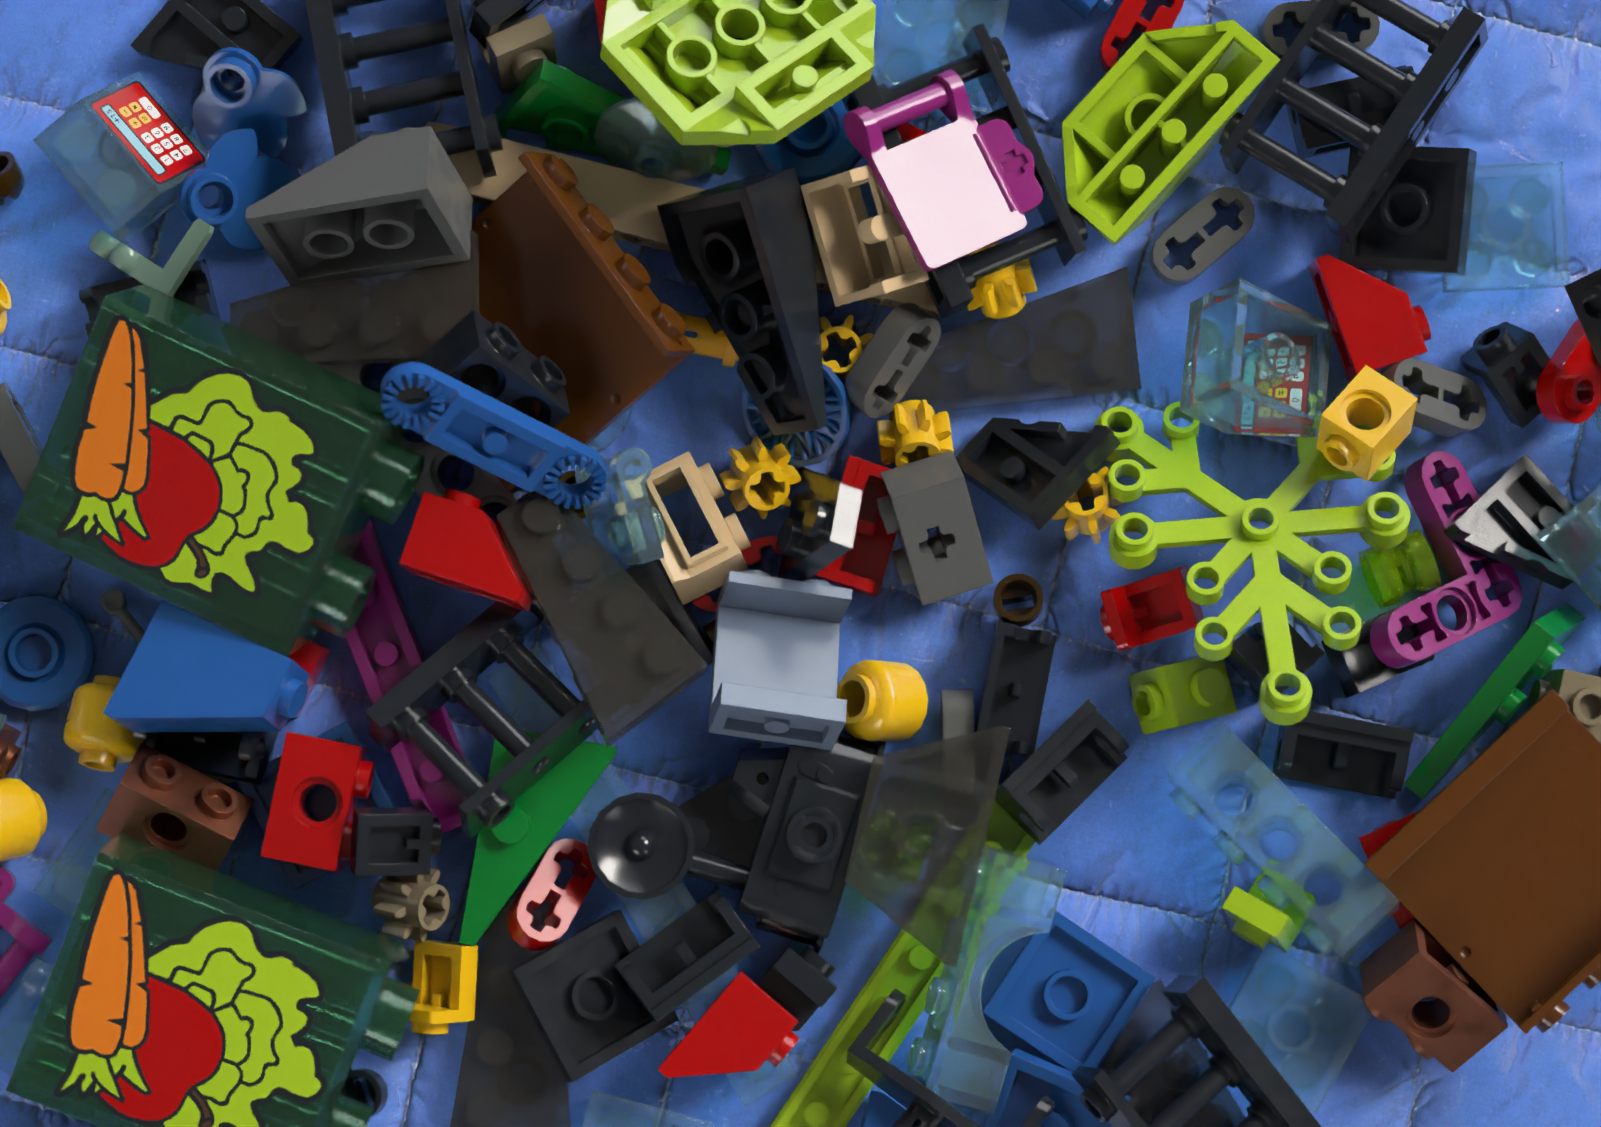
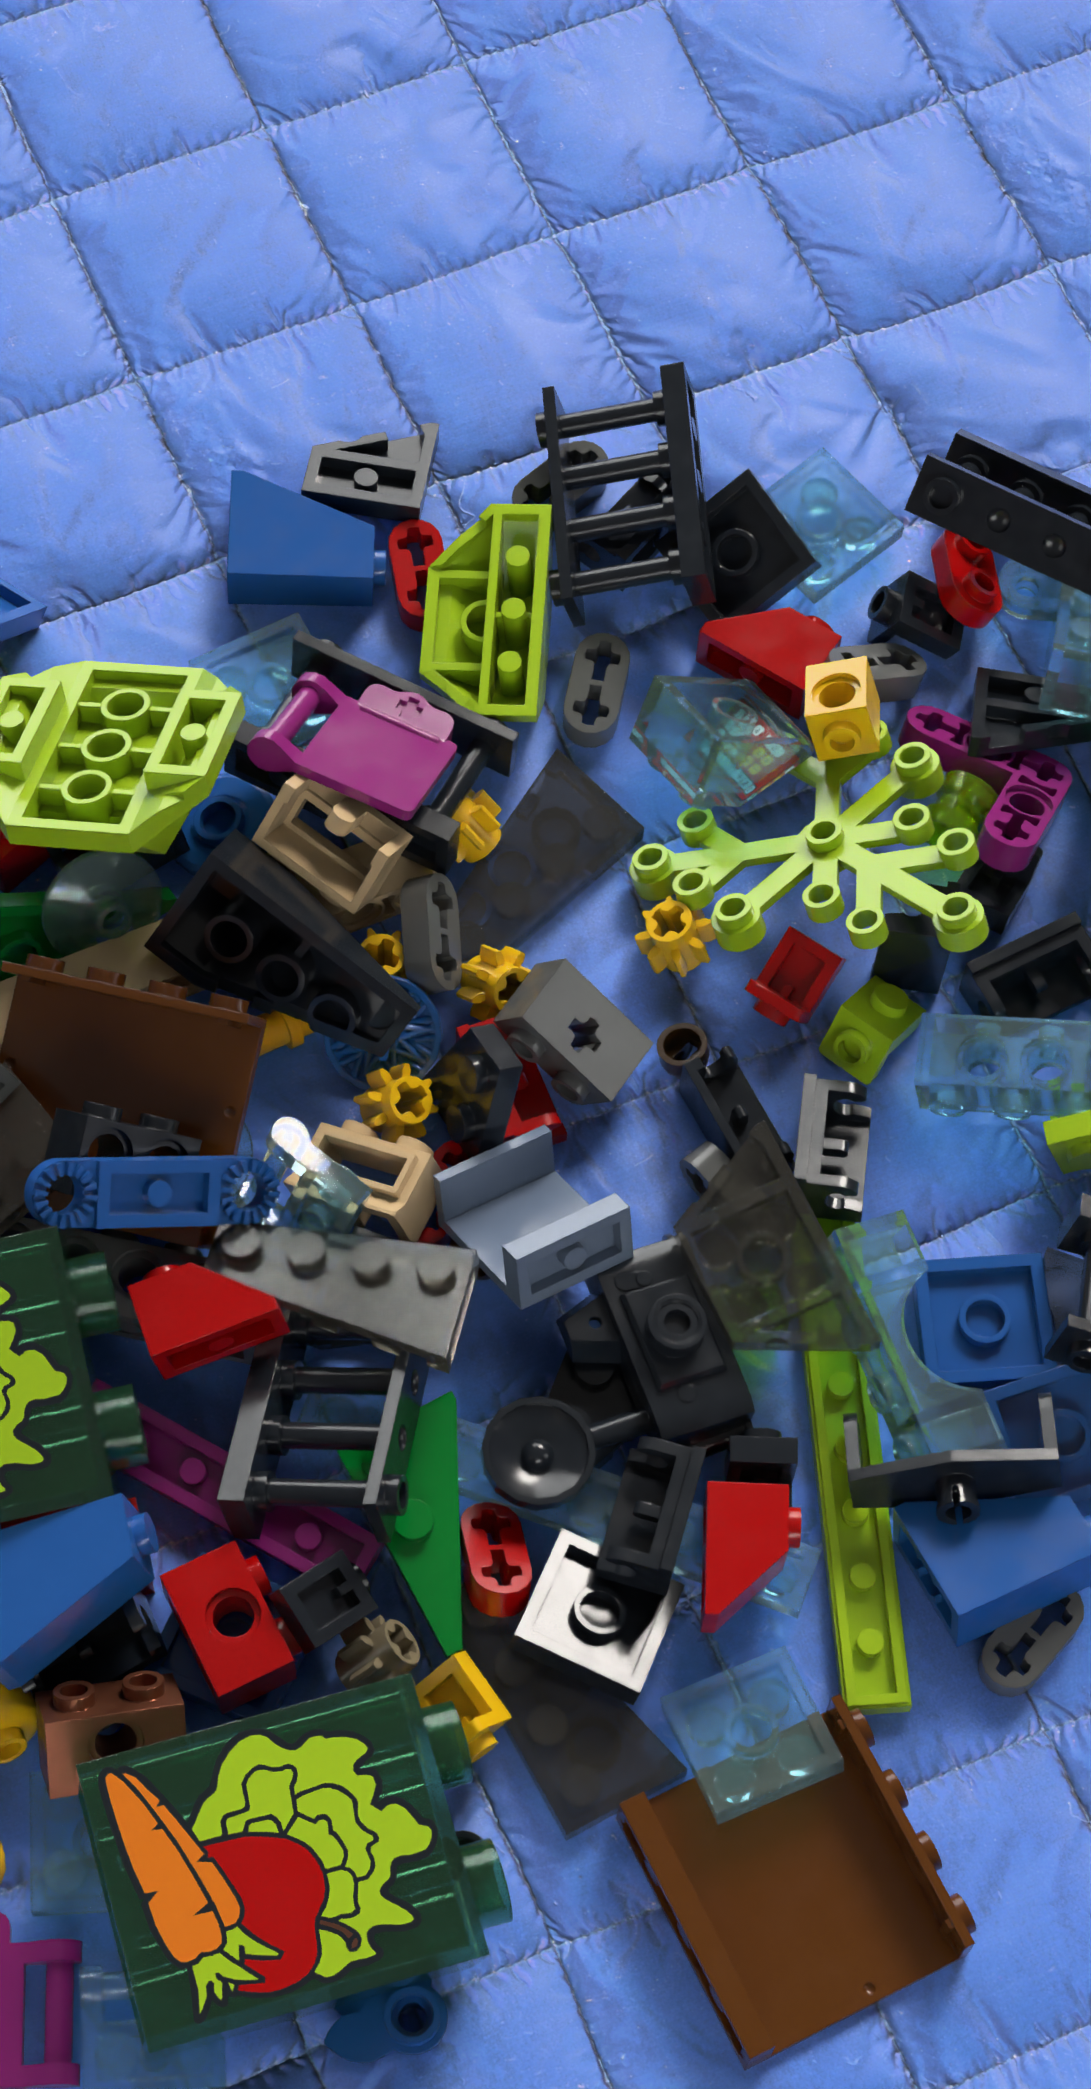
camera: 40 degrees left, 20 degrees down
(883, 700) = (652, 1191): yellow head -> none
(1033, 465) = (614, 930): black wing -> none

